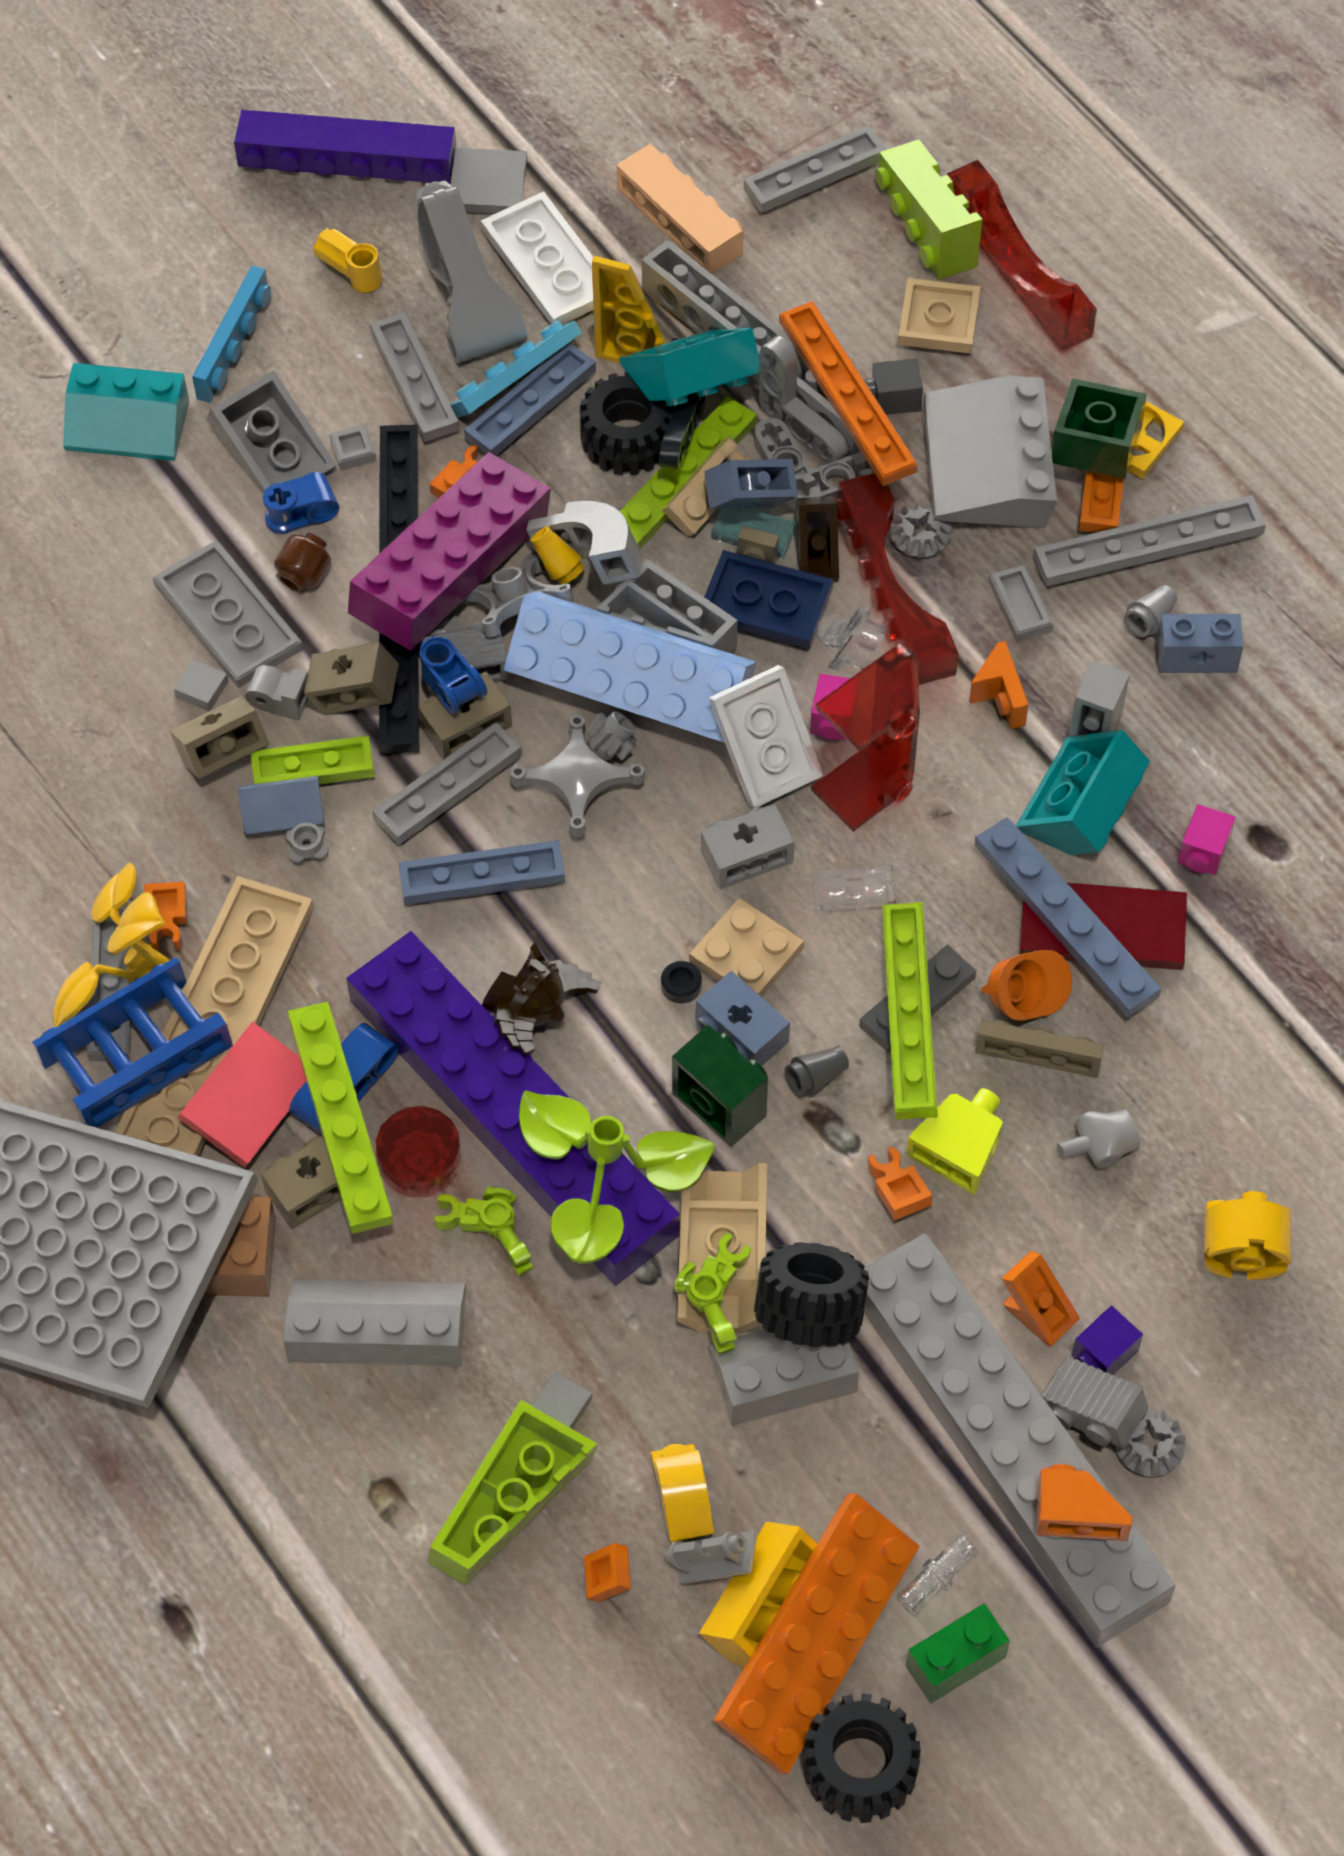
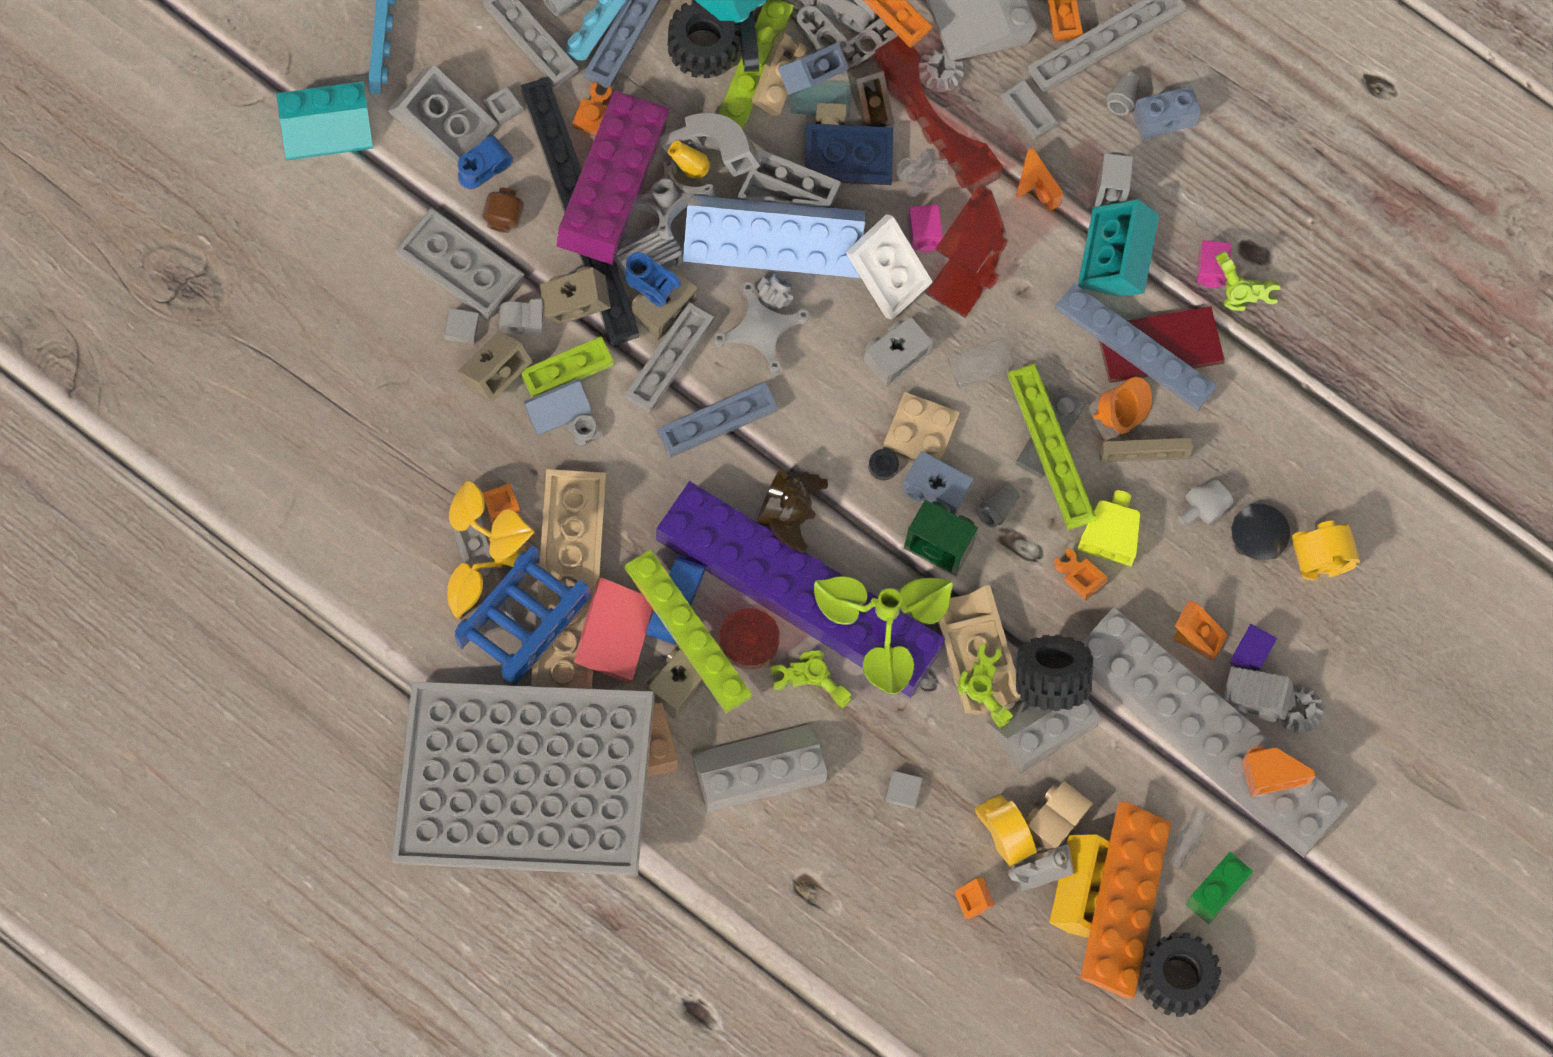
camera: 25 degrees left, 10 degrees up
(514, 1482) = (893, 855): lime wedge -> none
(762, 1493) = (1058, 817): none -> tan brick
(1166, 1195) = (1260, 532): none -> black dish
(1233, 880) = (1242, 290): none -> lime piece

